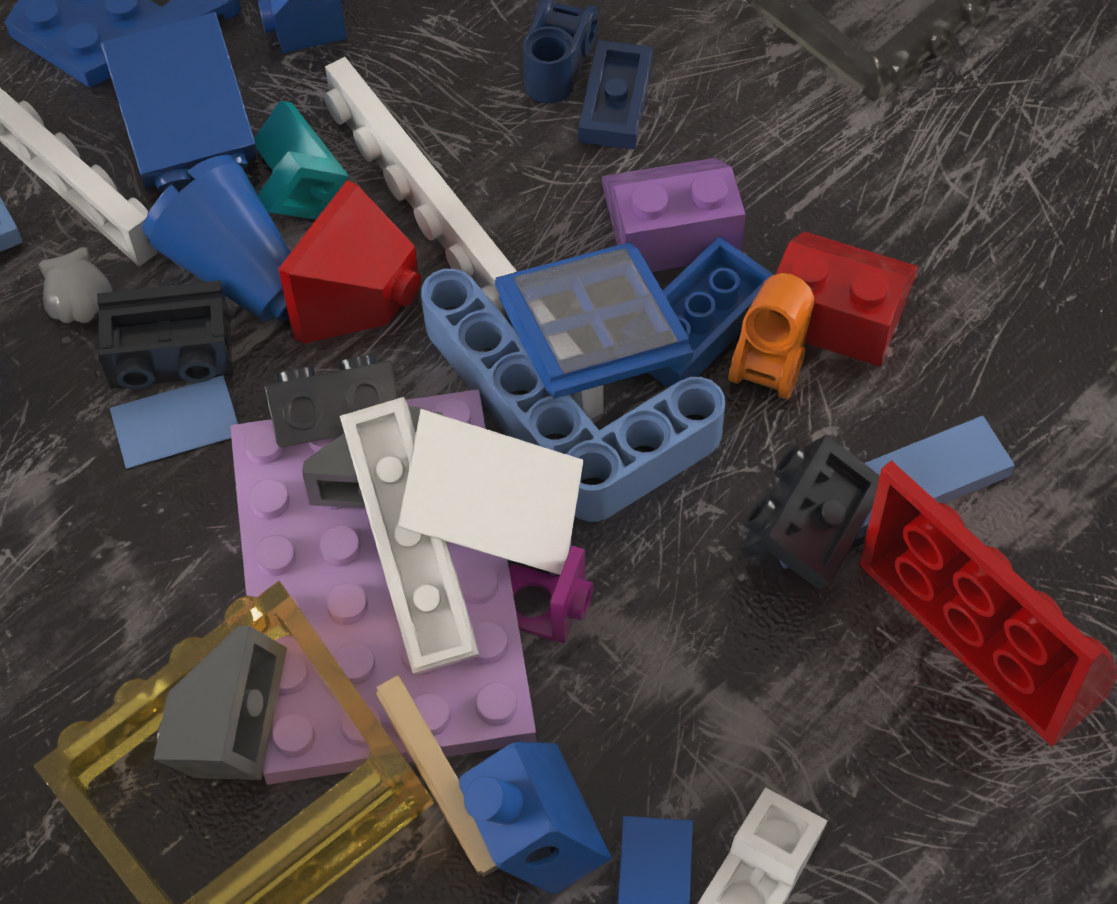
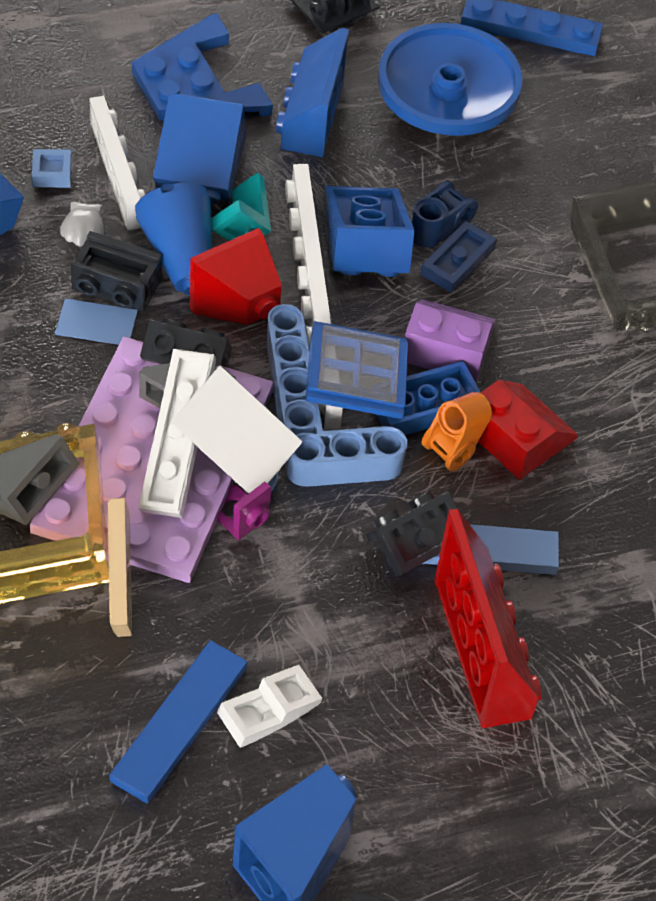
camera: 20 degrees right, 5 degrees down
(476, 112) = (368, 230): none -> blue slope
(524, 806) = (157, 610): blue torso -> none

